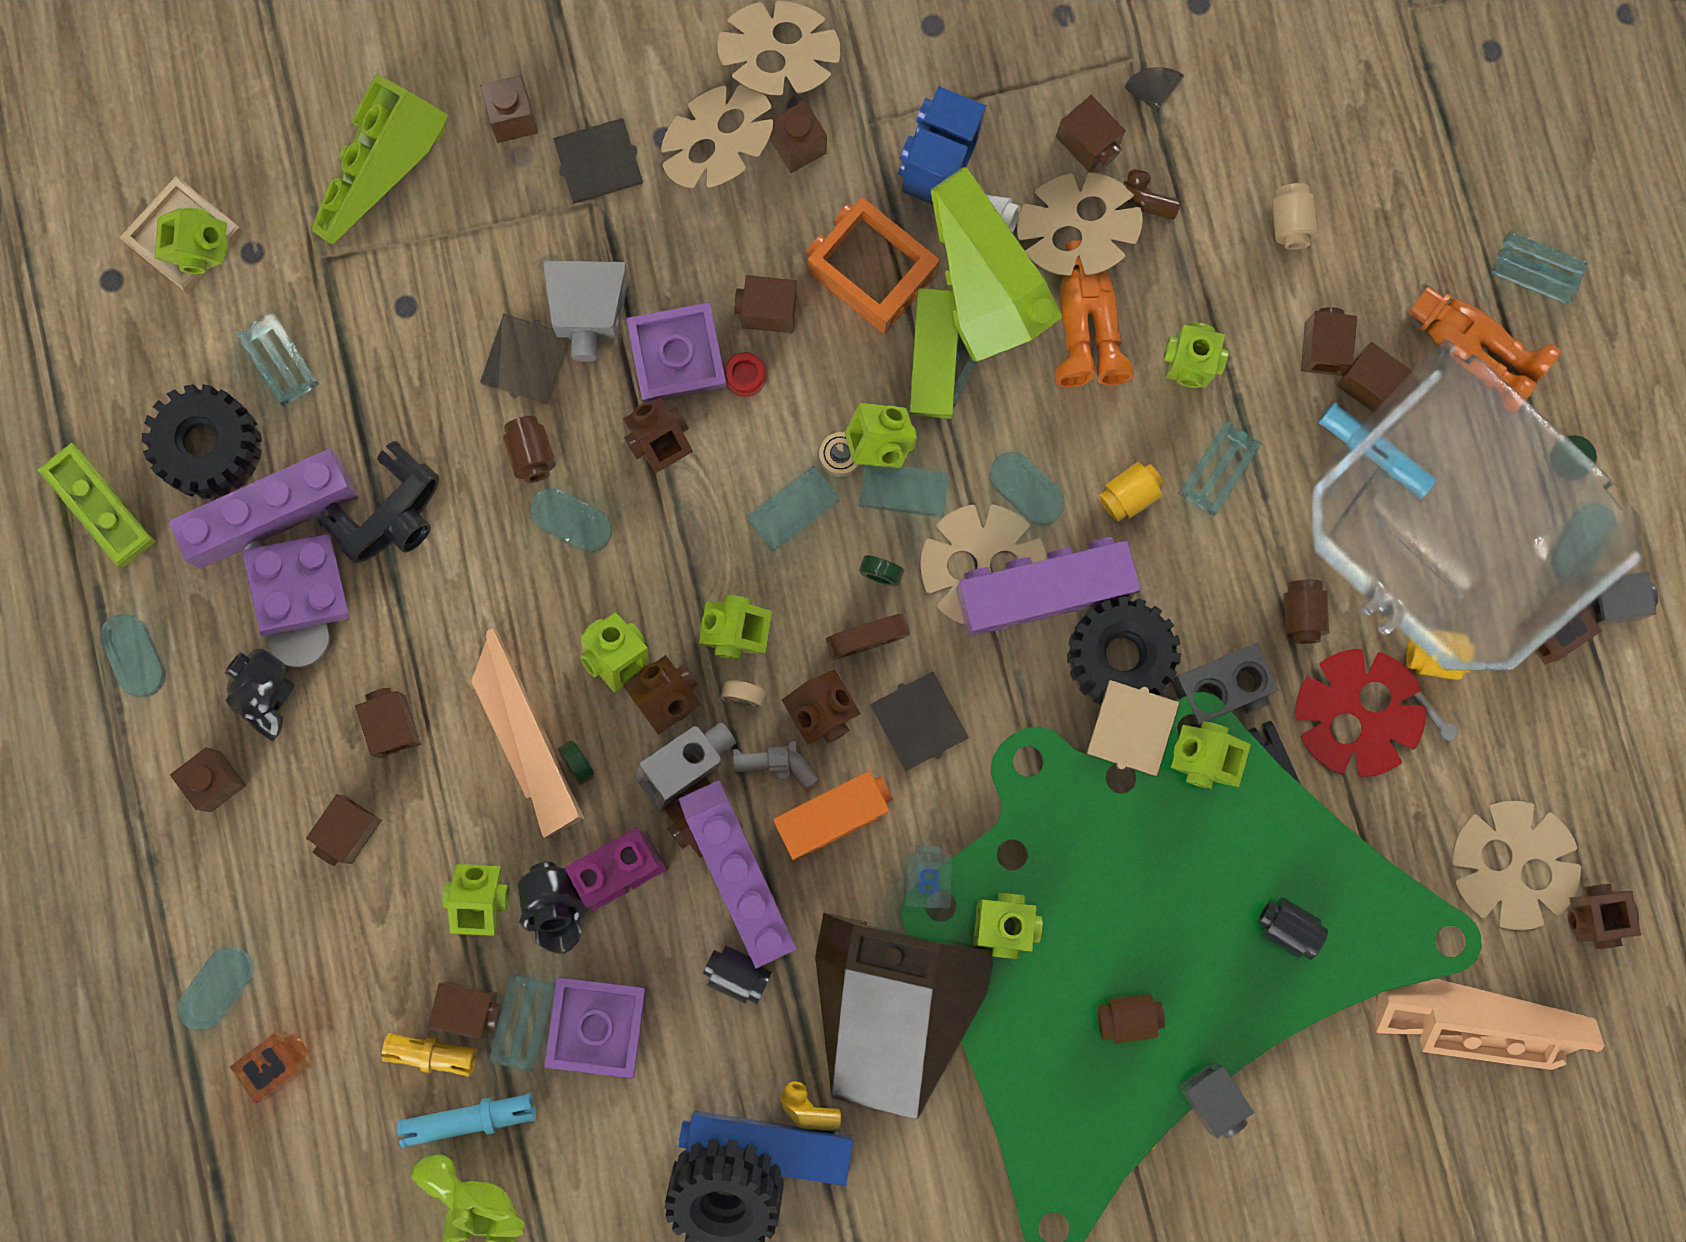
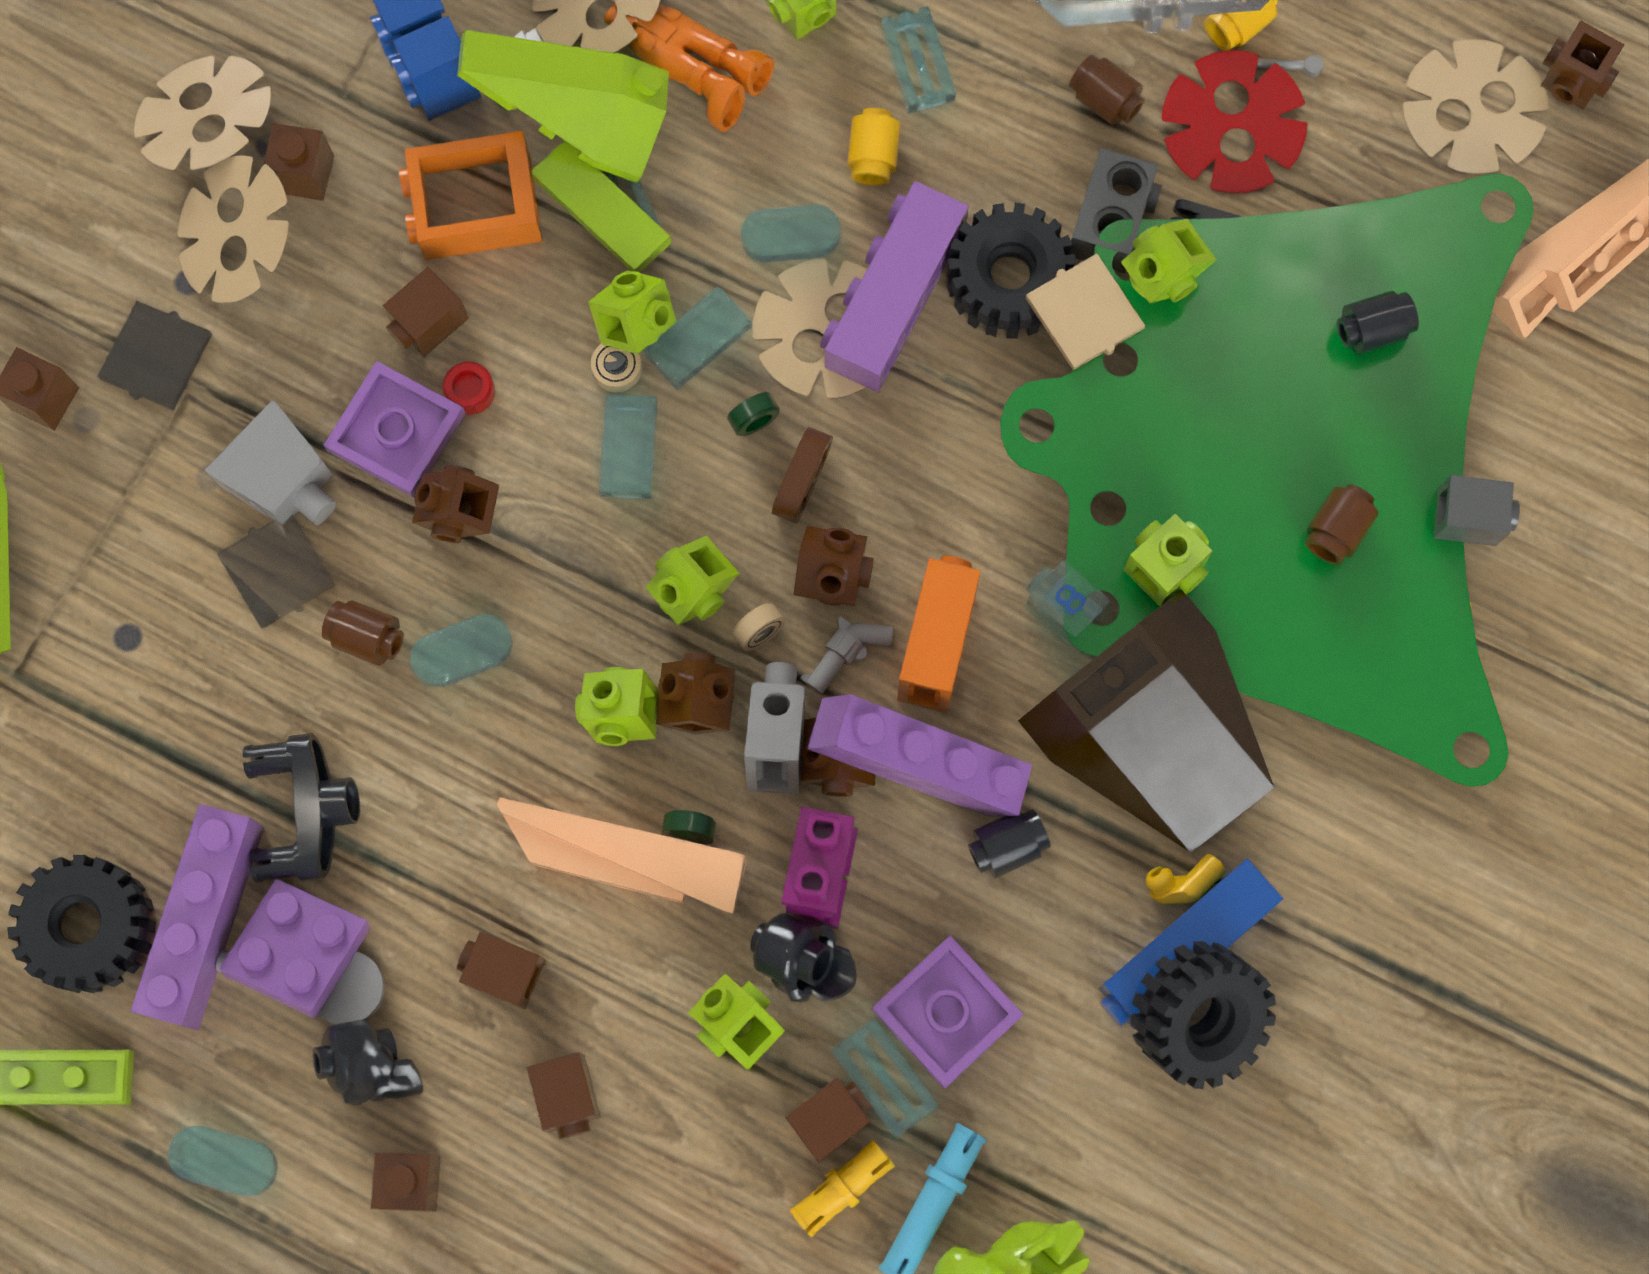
camera: 40 degrees left, 5 degrees down
(259, 330) = (25, 786): clear light blue tile -> none
(919, 721) = (916, 497): clear smoke piece -> none

